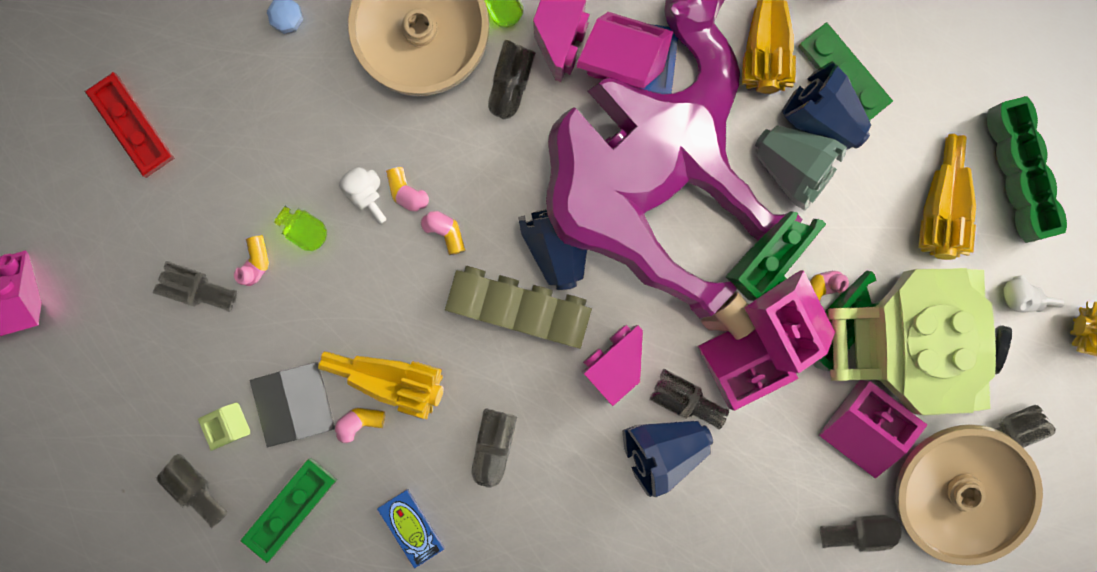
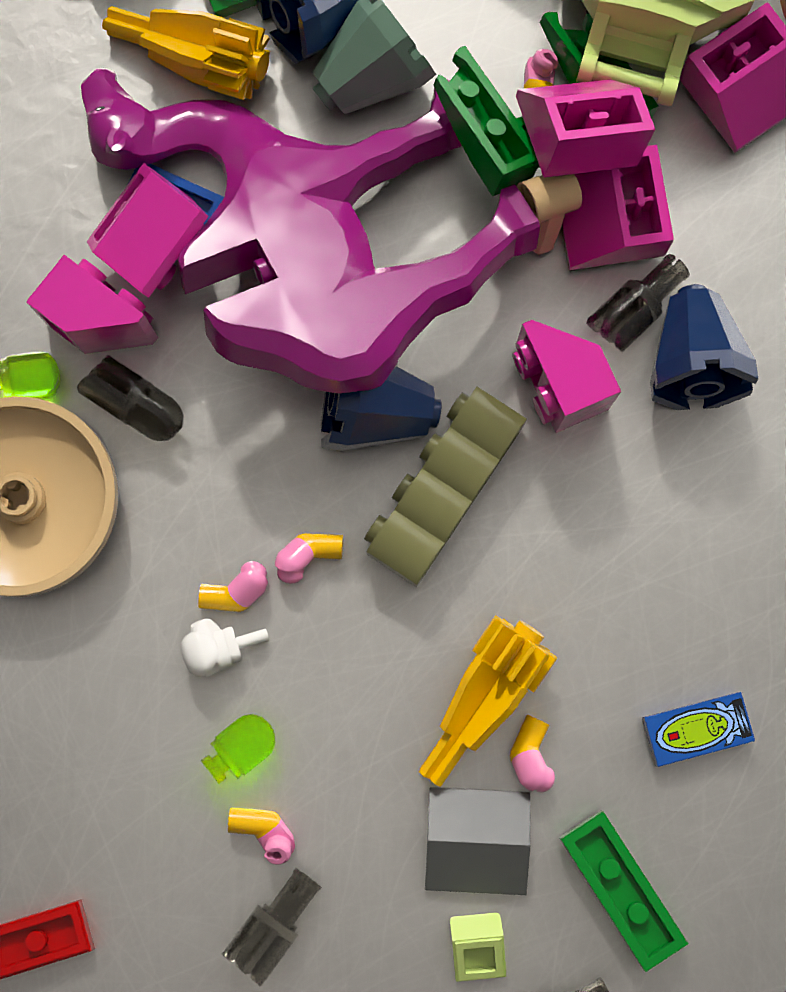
camera: 70 degrees left, 5 degrees down
(492, 447) = (621, 580): clear smoke arm -> none

